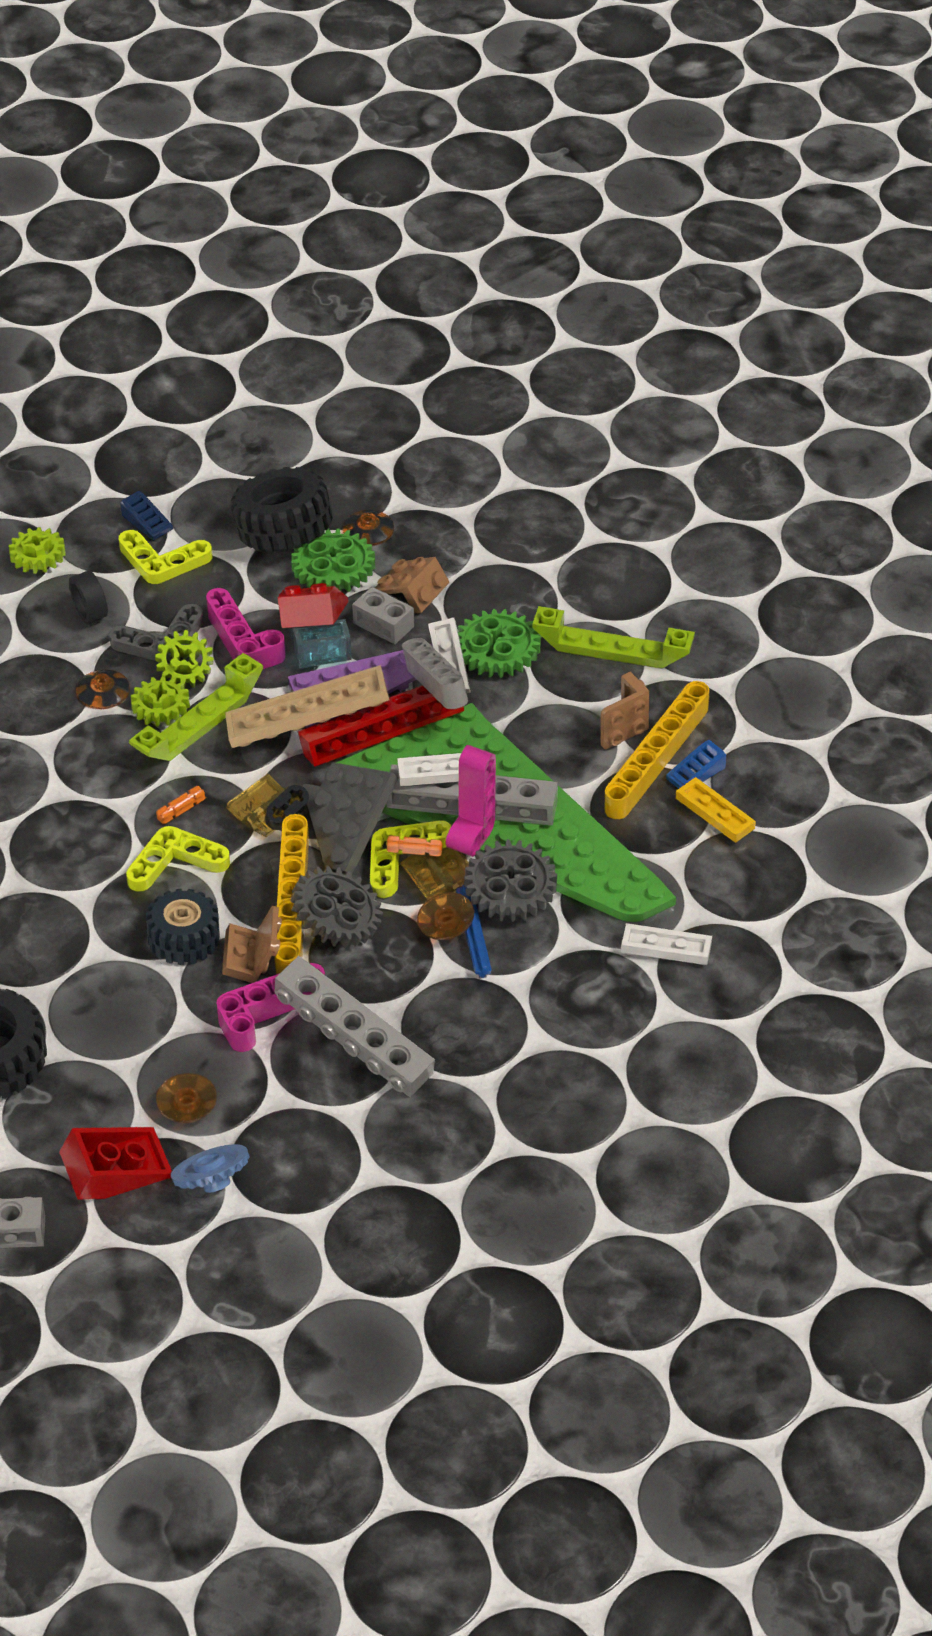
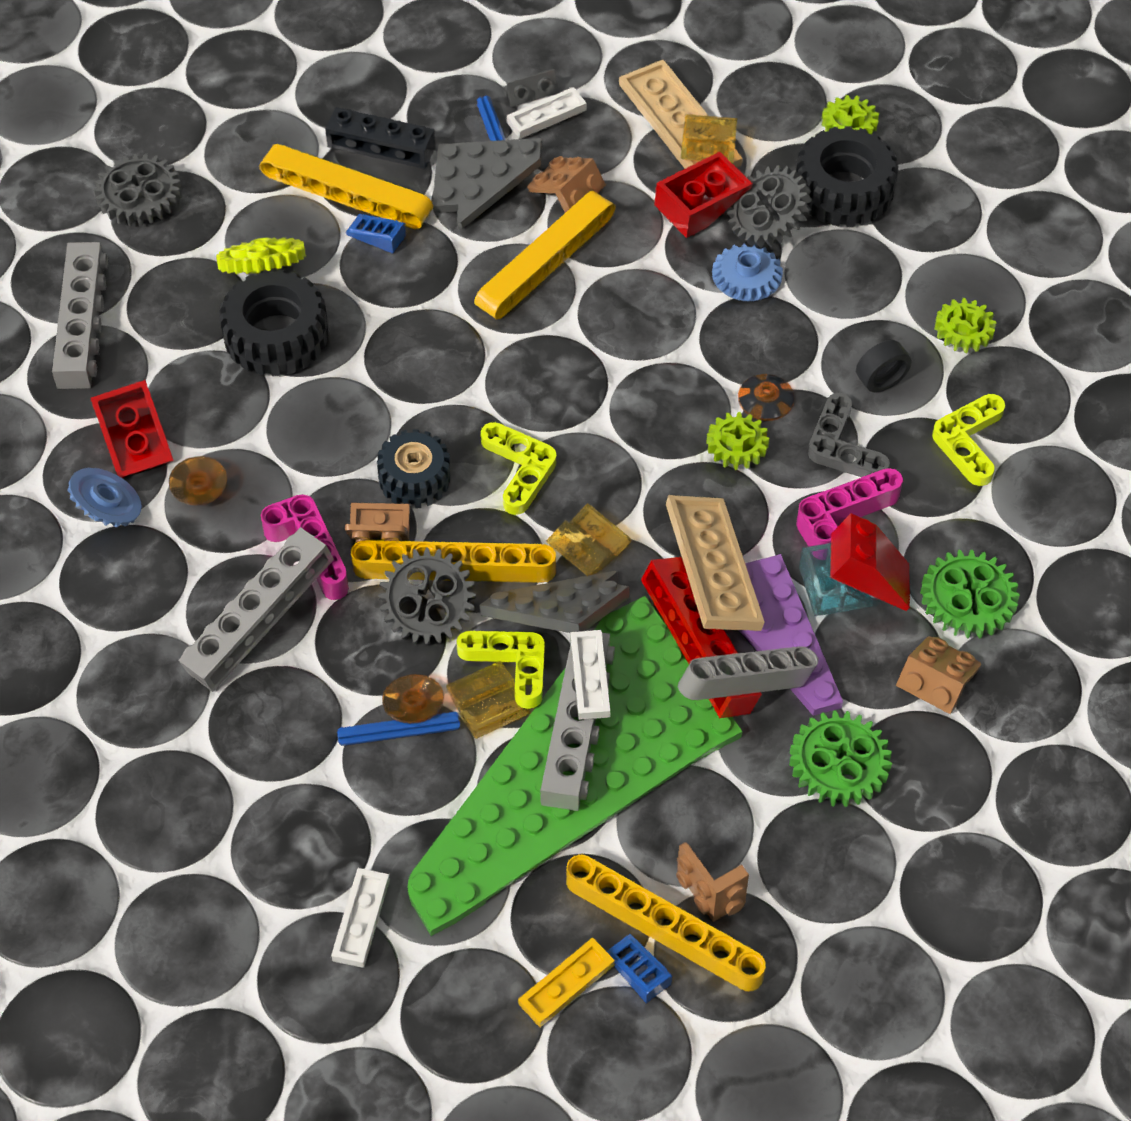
camera: 90 degrees right, 10 degrees up
(138, 503) = (1046, 406): dark blue slope -> none
(180, 805) = (592, 466): orange axle -> none
(192, 650) = (796, 456): lime gear -> none
(240, 680) = (756, 507): lime slope -> none
(281, 509) = (1022, 554): black tyre -> none
(282, 803) = (578, 547): black beam -> none
(370, 524) = (1038, 643): dish -> none
(383, 615) = (876, 640): light grey brick -> none
(414, 846) = (506, 665): orange axle -> none
(447, 643) = (803, 703): white plate -> none
(476, 801) = (534, 706): dark pink beam -> none
(510, 880) = (424, 760): dark grey gear -> none
(608, 646) = (848, 876): lime slope -> none

